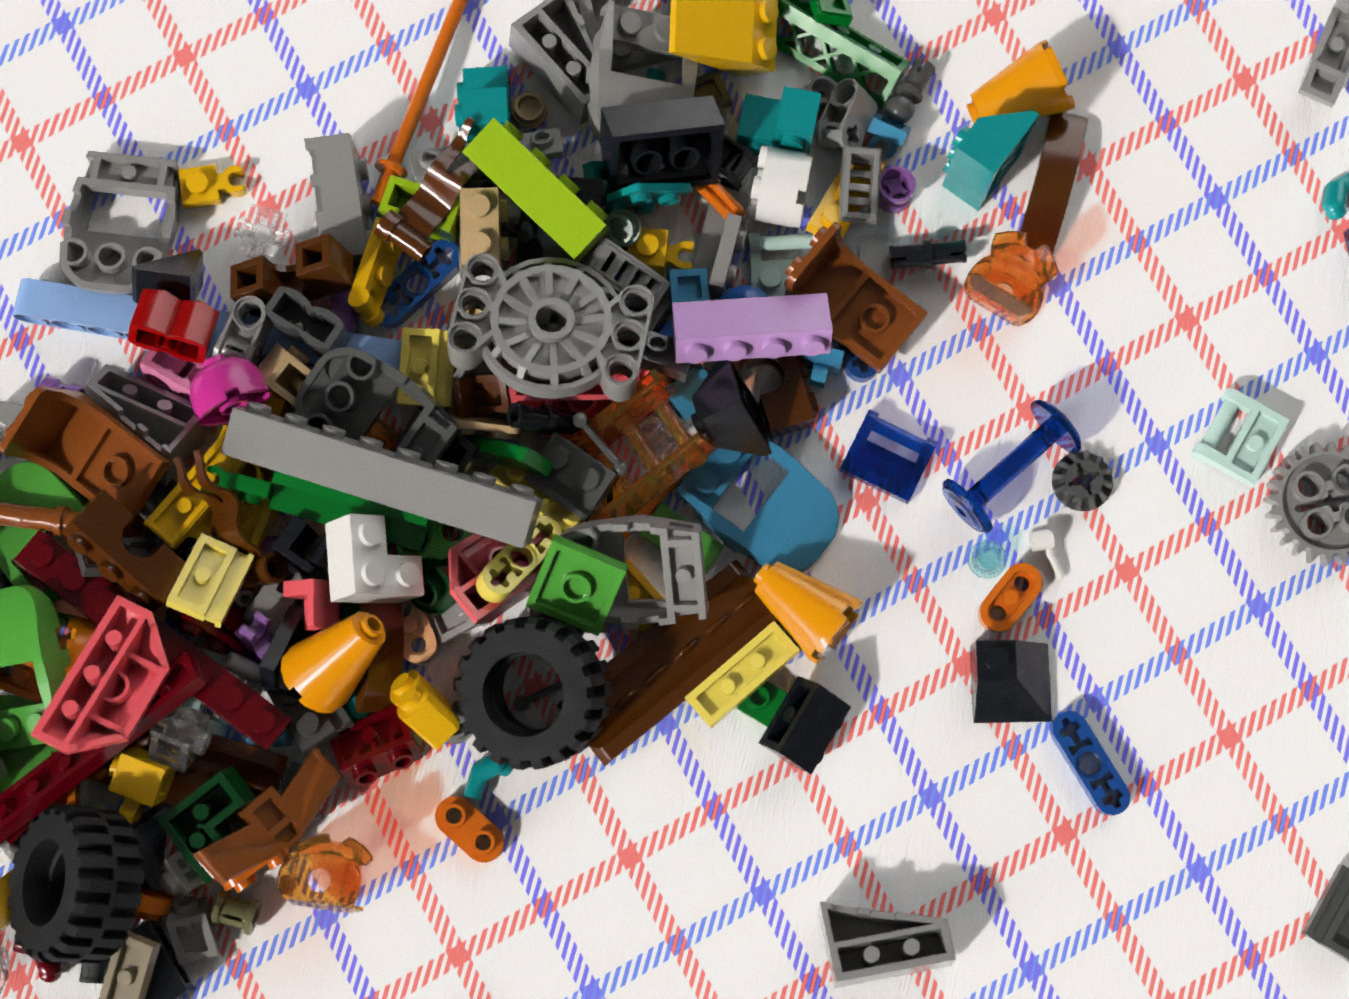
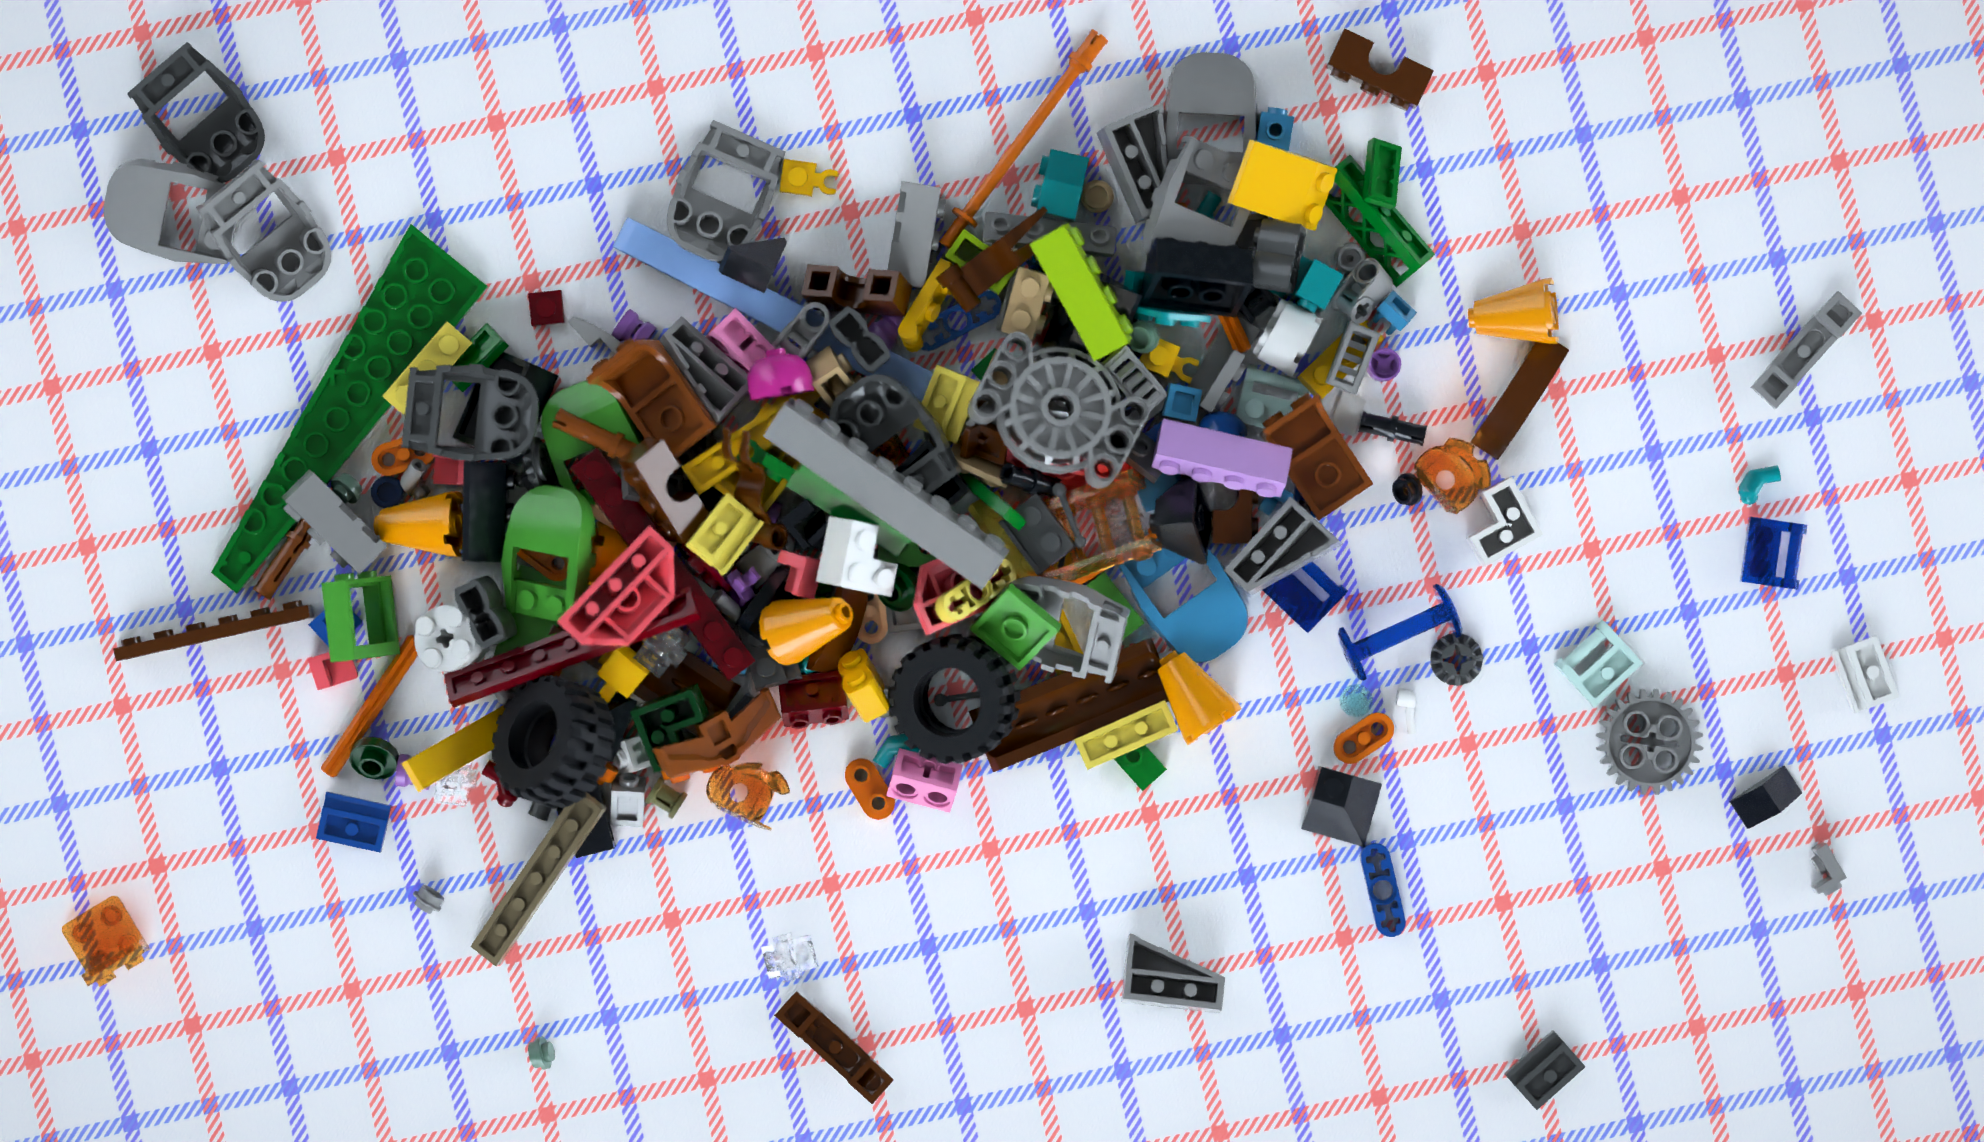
camera: 15 degrees right, 10 degrees up
(173, 325) = (749, 307): red brick -> none
(263, 217) = (842, 239): clear brick -> none
(527, 798) = (924, 781): none -> bright pink brick
(743, 99) = (1277, 255): none -> dark grey brick
(805, 724) = (1163, 790): black brick -> none
(850, 411) = (1280, 548): none -> light grey wedge
(901, 107) = (1412, 293): dark grey pin -> none
(959, 315) = (1407, 489): none -> black plate
(986, 154) = (1464, 368): teal slope -> none
(1093, 313) = (1512, 523): none -> white brick

